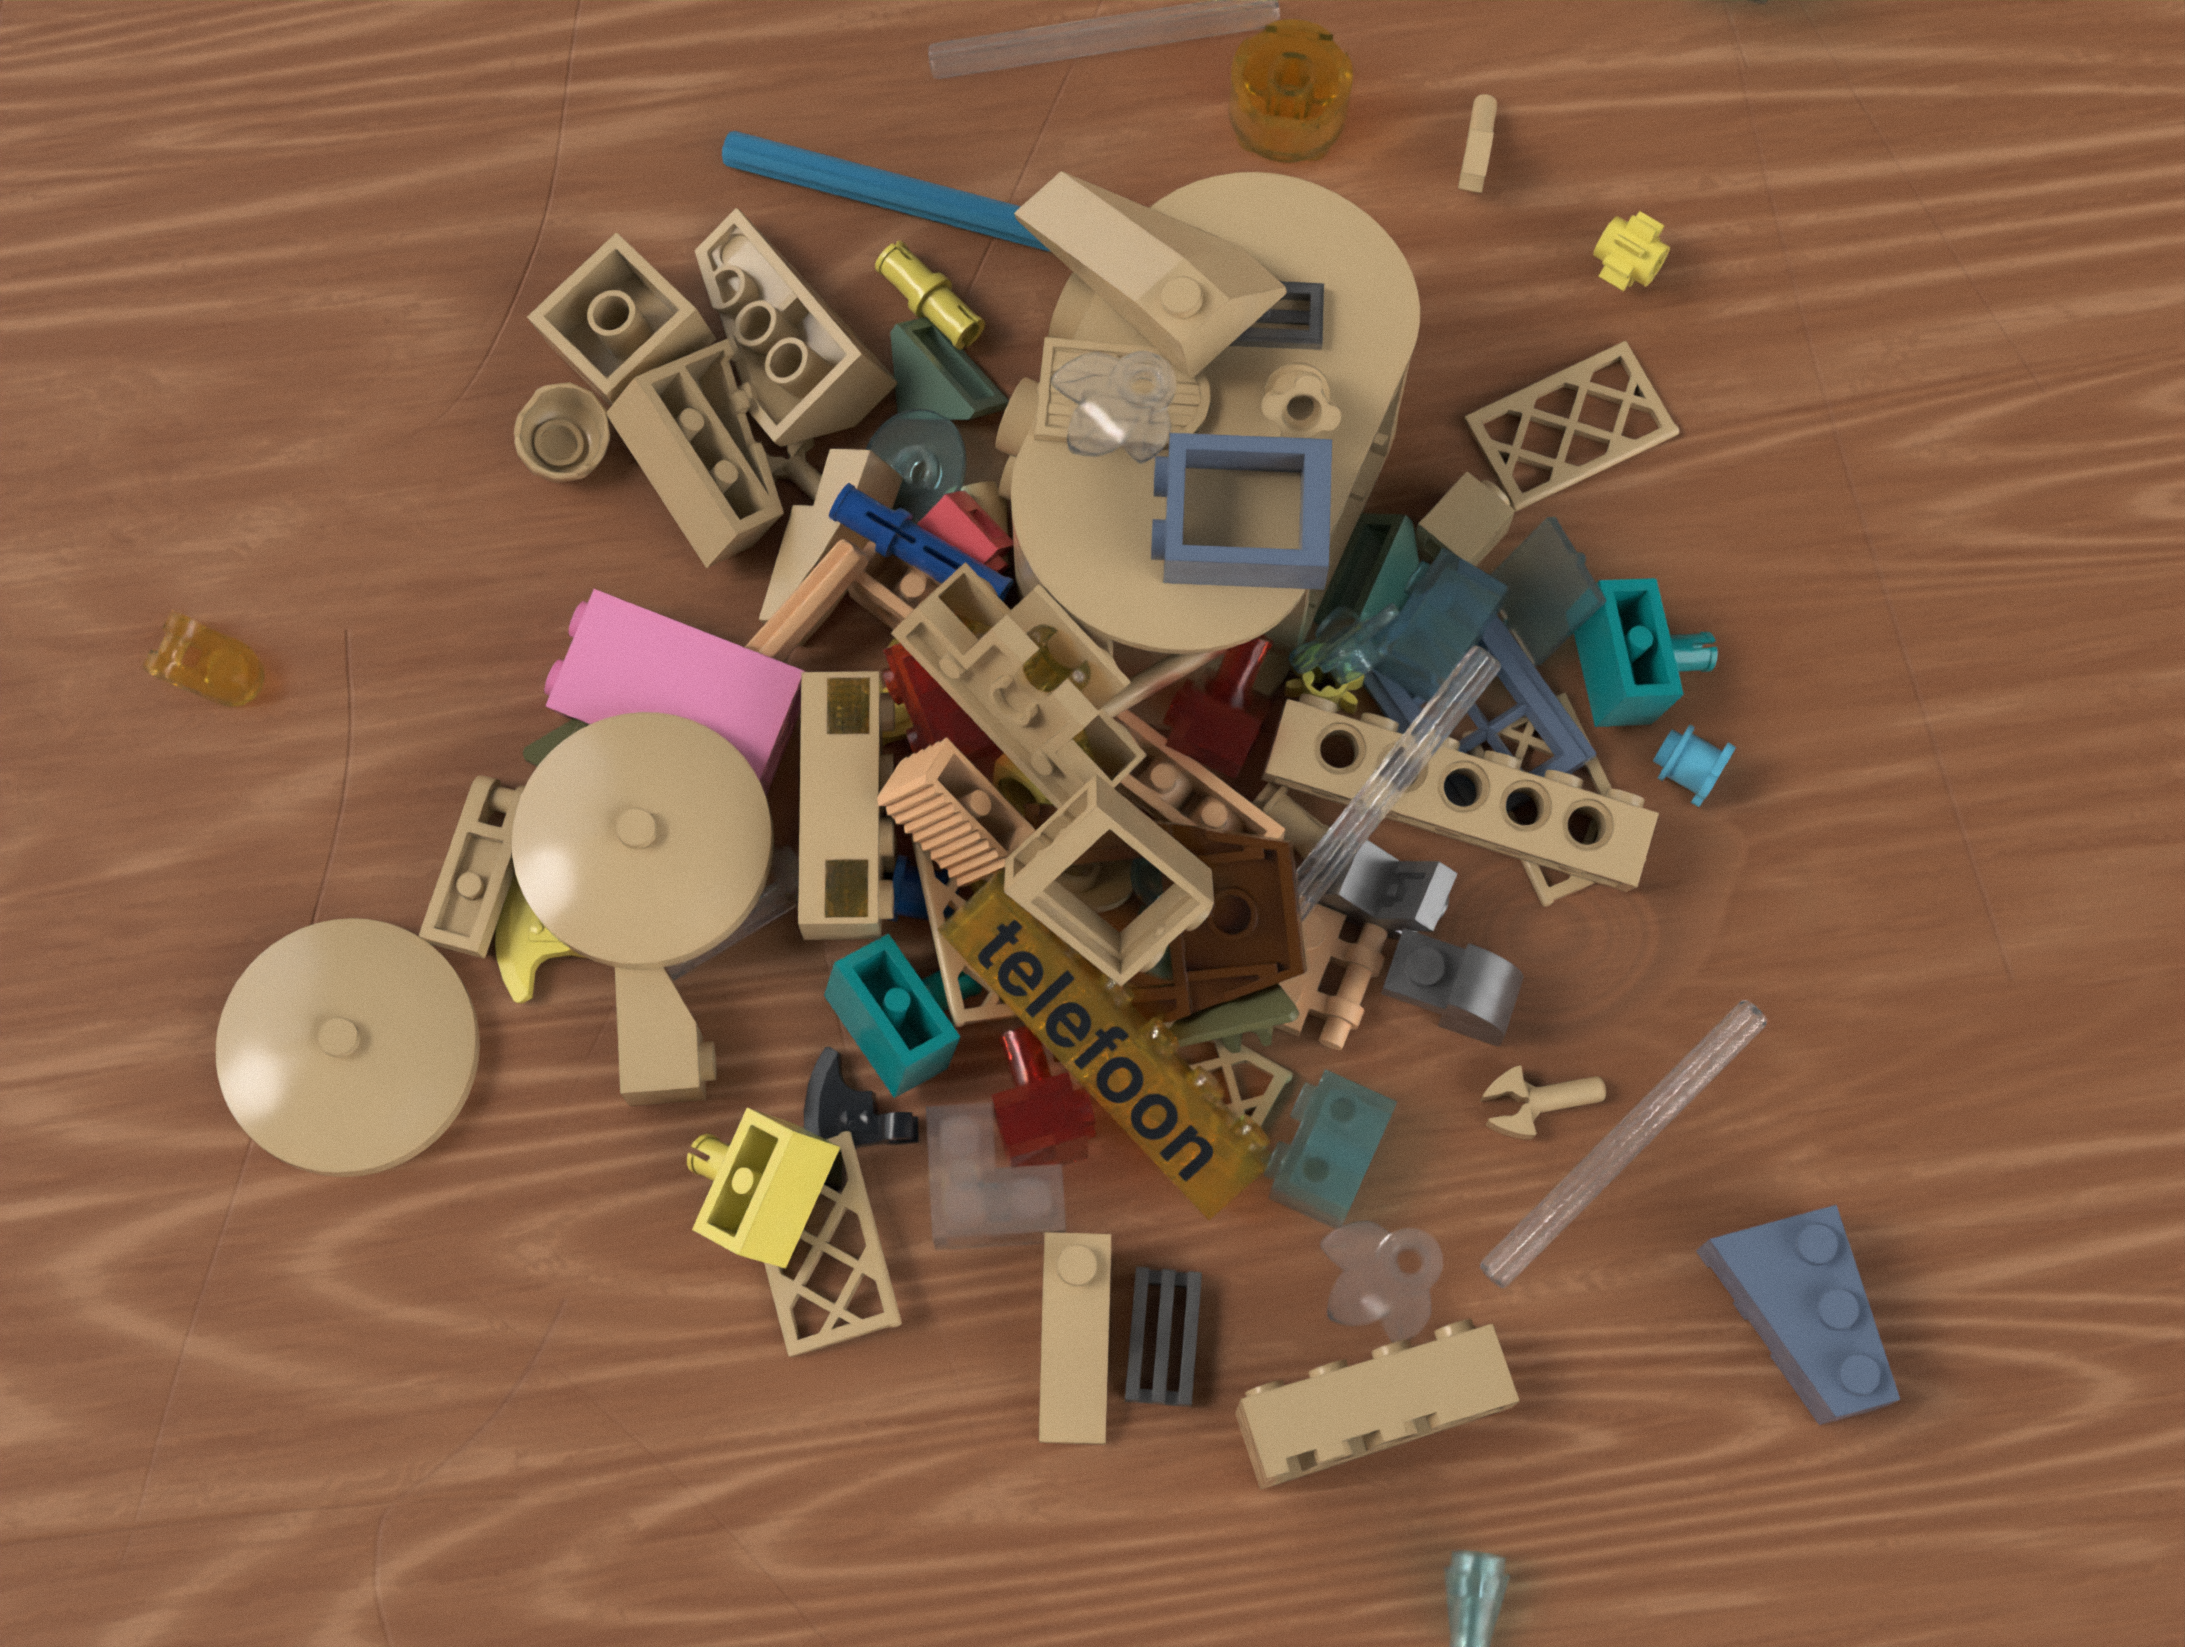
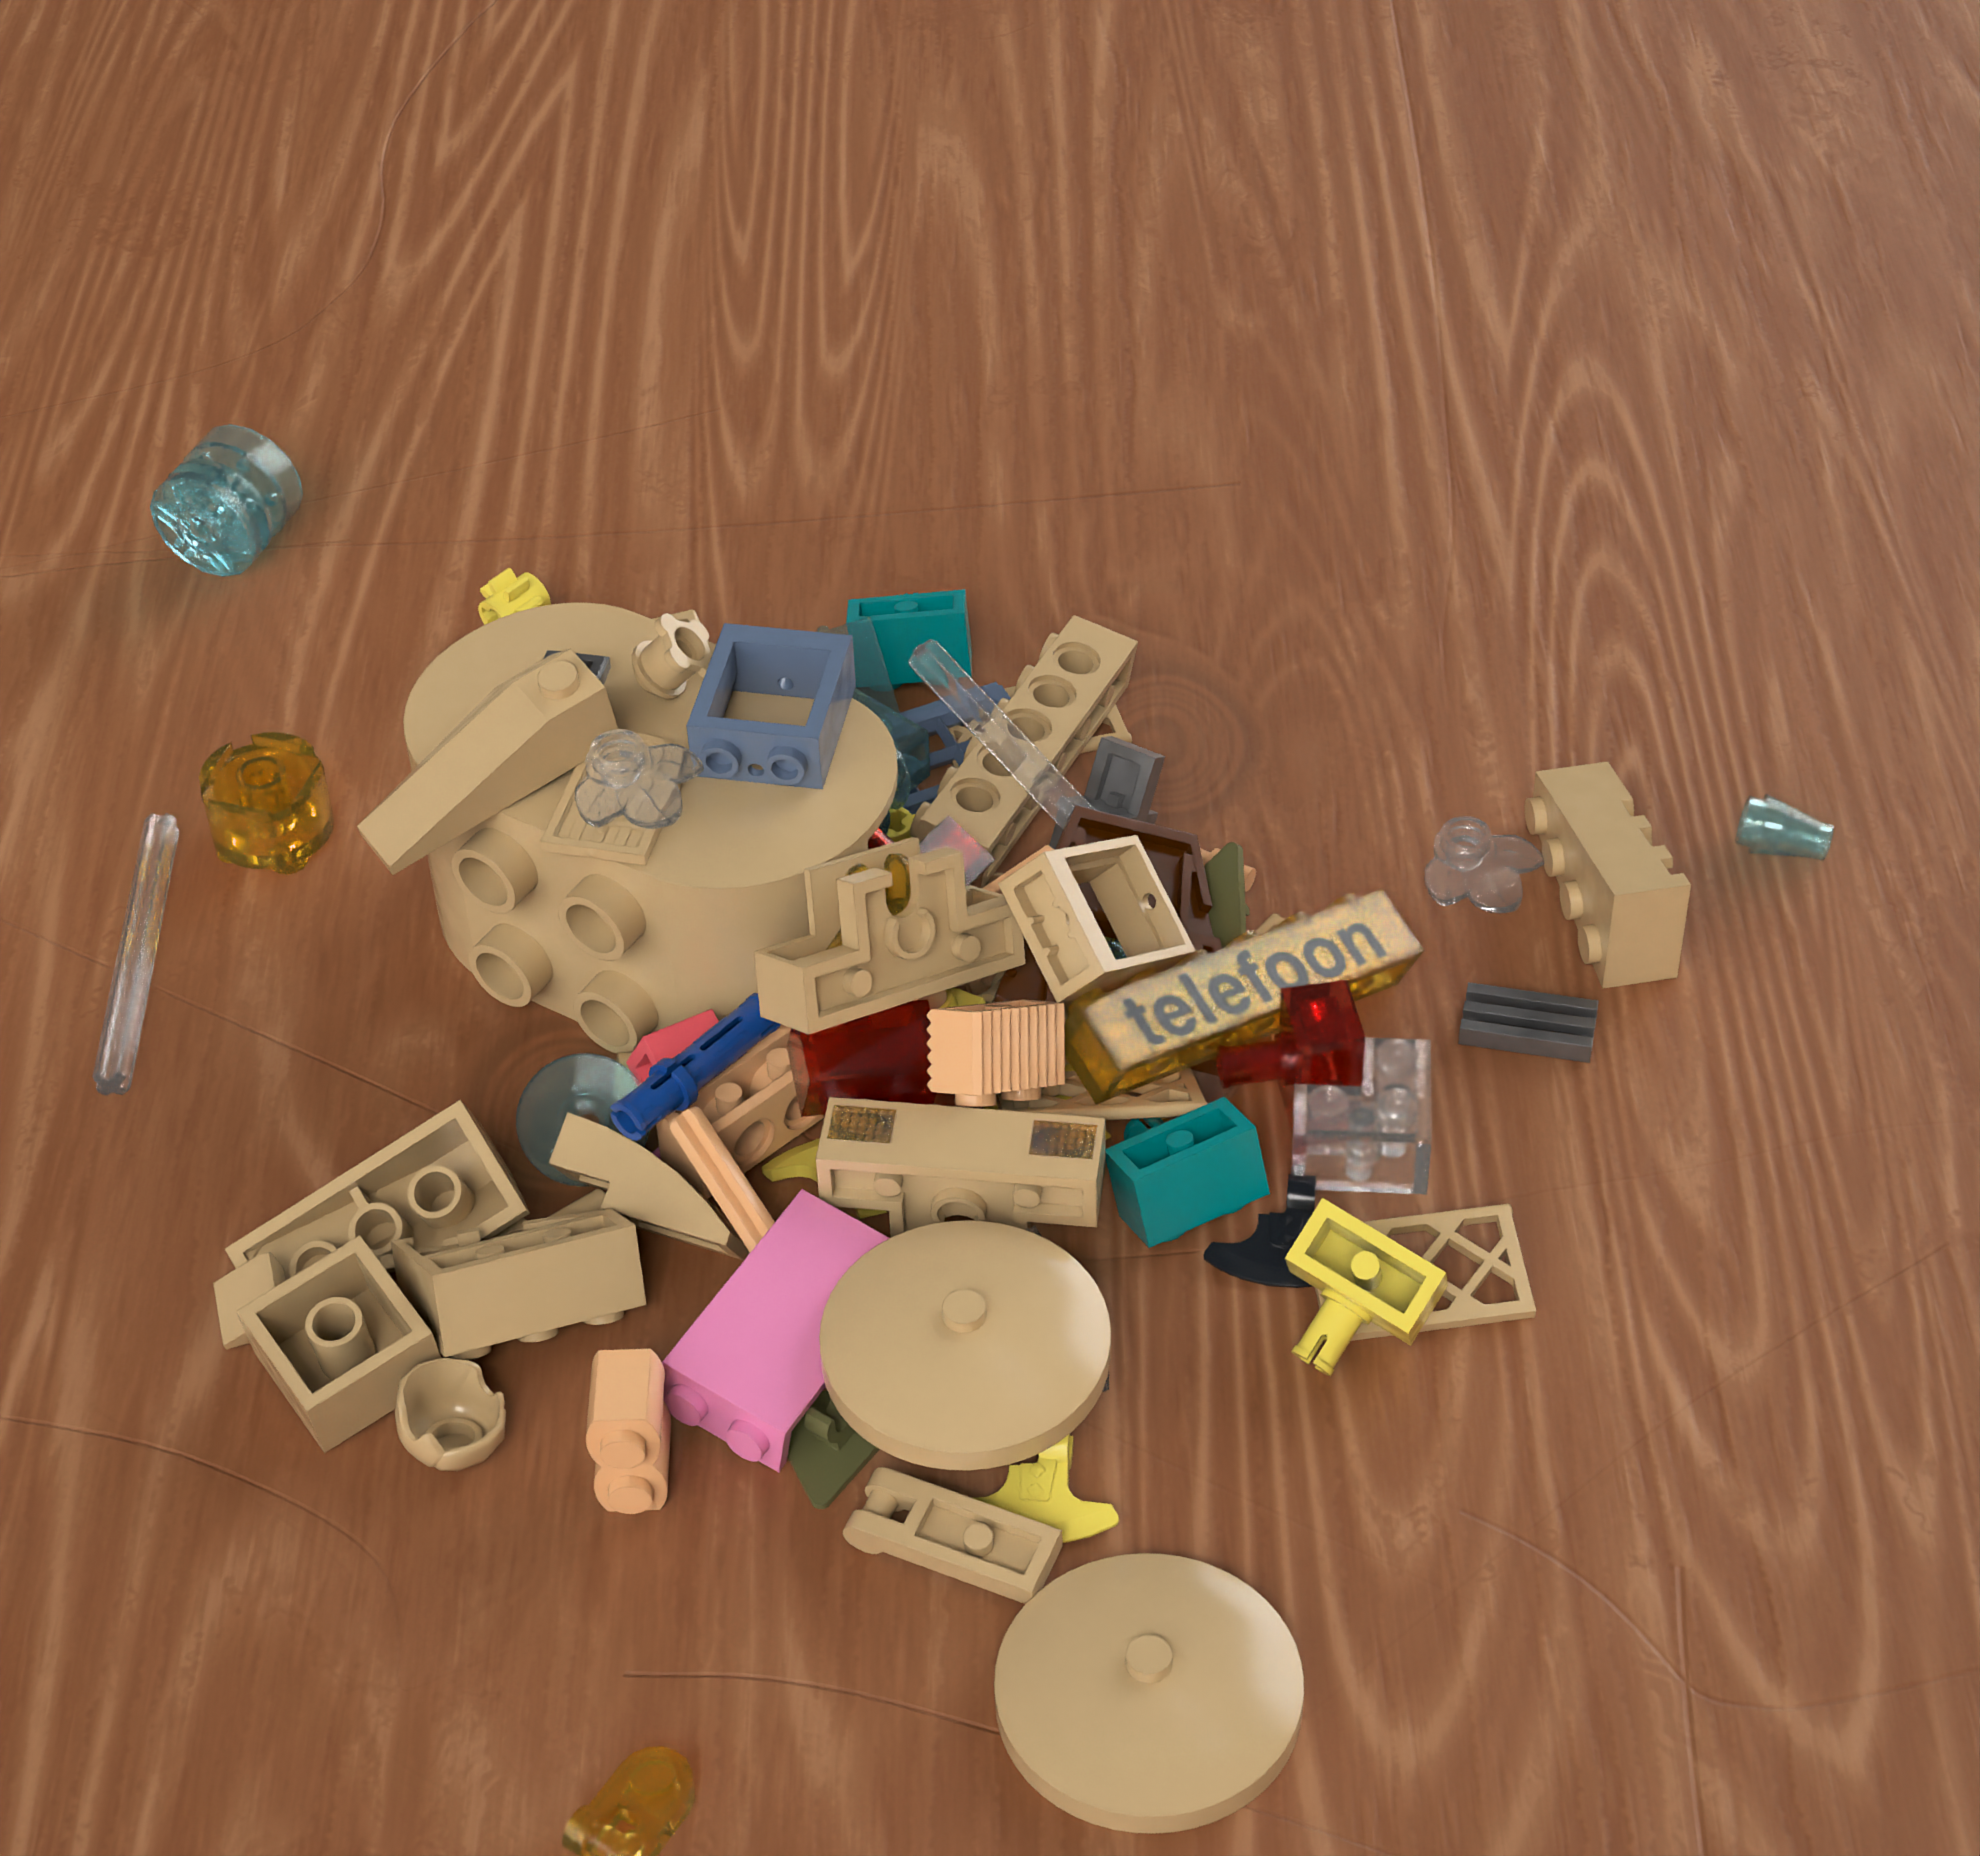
camera: 80 degrees left, 30 degrees down
(532, 577) = (629, 1430): none -> light nougat brick
(659, 1041) = (1176, 1384): tan slope -> none
(682, 248) = (241, 1288): none -> tan slope
(876, 187) = (247, 1131): dark azure axle -> none
(929, 295) = (384, 1101): light yellow pin -> none
(938, 375) = (490, 1099): sand green slope -> none
(1075, 1338) = (1517, 1072): tan slope -> none
(1330, 1149) = (1345, 859): clear light blue brick -> none
(1465, 986) = (1213, 771): flat silver brick -> none
(1478, 144) = (376, 690): tan bar -> none
(1538, 1100) = (1317, 758): tan bar -> none
(1623, 1143) = (1368, 707): clear axle -> none
(1692, 762) = (1020, 619): medium azure brick -> none
(1809, 1309) = (1528, 597): sand blue wedge -> none

